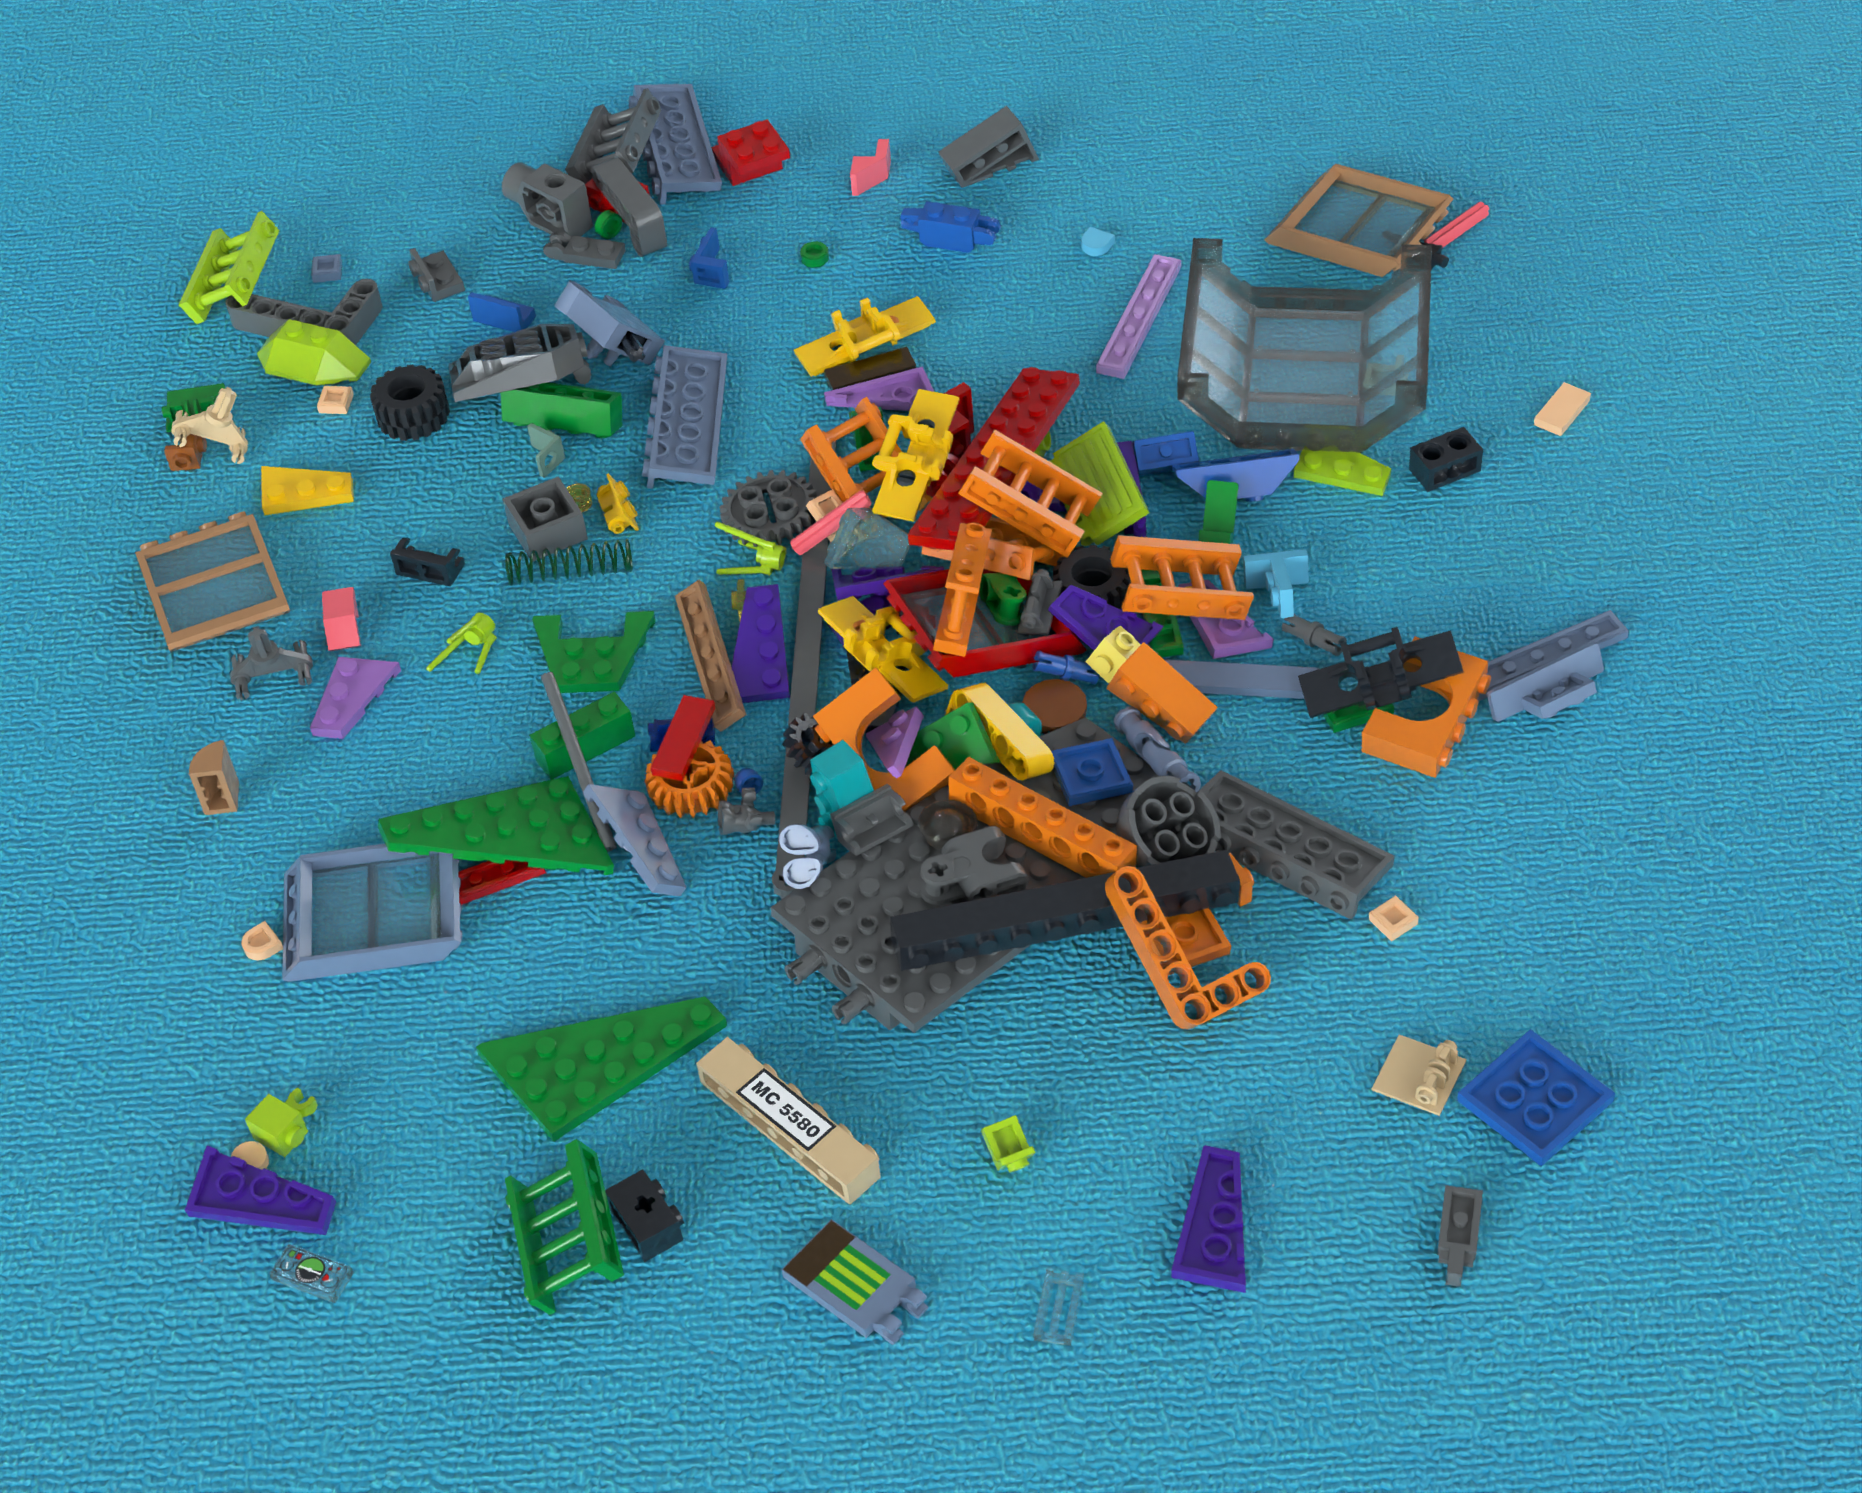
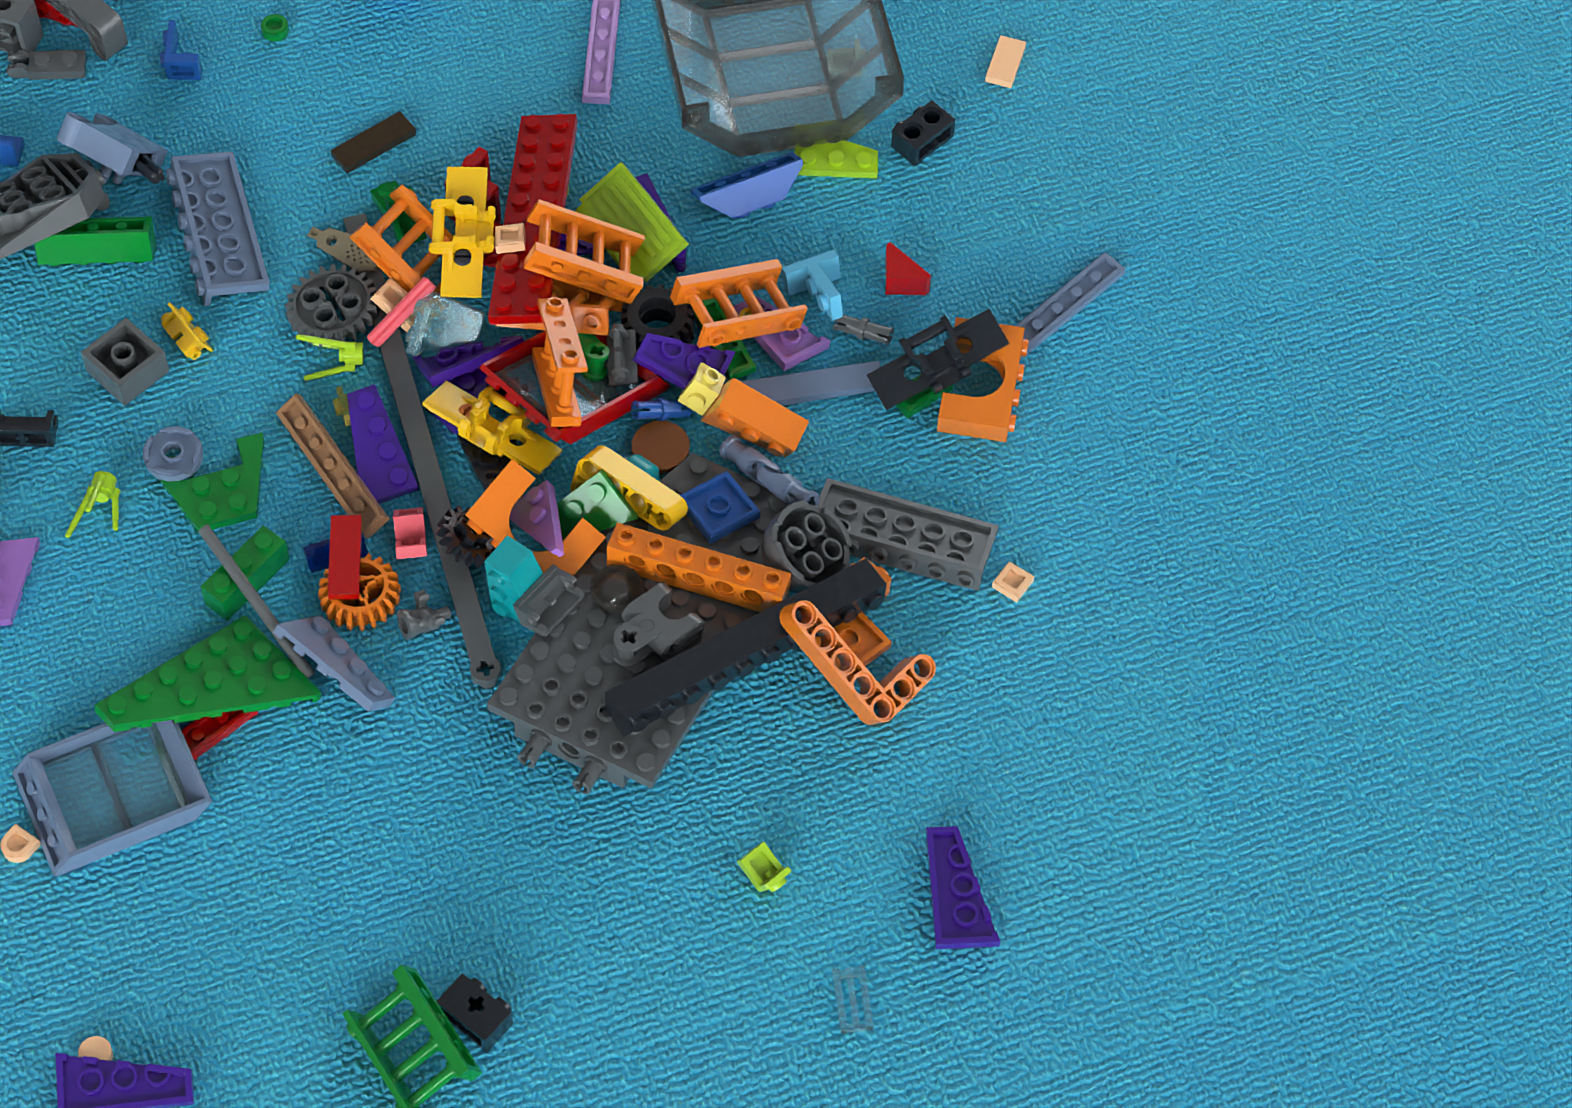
camera: 25 degrees left, 10 degrees up
(279, 1123) = (112, 1013): lime brick -> none
(549, 444) = (96, 280): sand green bracket -> none
(558, 625) = (178, 467): none -> sand blue tile
(582, 491) = (149, 323): clear yellow bush -> none
(585, 1066) = (370, 886): green wing -> none
(608, 224) = (62, 33): green tile -> none
(627, 561) = (106, 409): dark green piece -> none
(748, 779) = (413, 582): blue hinge -> none
(763, 734) = (410, 533): none -> coral slope
(789, 1120) = (568, 892): tan brick -> none
(800, 461) = (343, 250): none -> dark tan piece
(807, 841) = (502, 638): piece -> none
(854, 1282) = (675, 1023): tile -> none
(863, 334) = (355, 106): yellow piece -> none
(887, 392) = (407, 160): medium lavender wing -> none
(958, 466) = (510, 238): none -> light nougat tile
(1161, 452) = (680, 177): blue panel -> none
(1219, 512) = (746, 231): green bracket -> none
(1375, 590) = (903, 274): none -> red slope
(1420, 1073) = (1078, 718): tan hinge -> none
(1459, 1231) = (1153, 848): dark grey hinge -> none
(1535, 1097) = (1177, 716): blue plate -> none
(1549, 686) = (1078, 337): sand blue bracket -> none

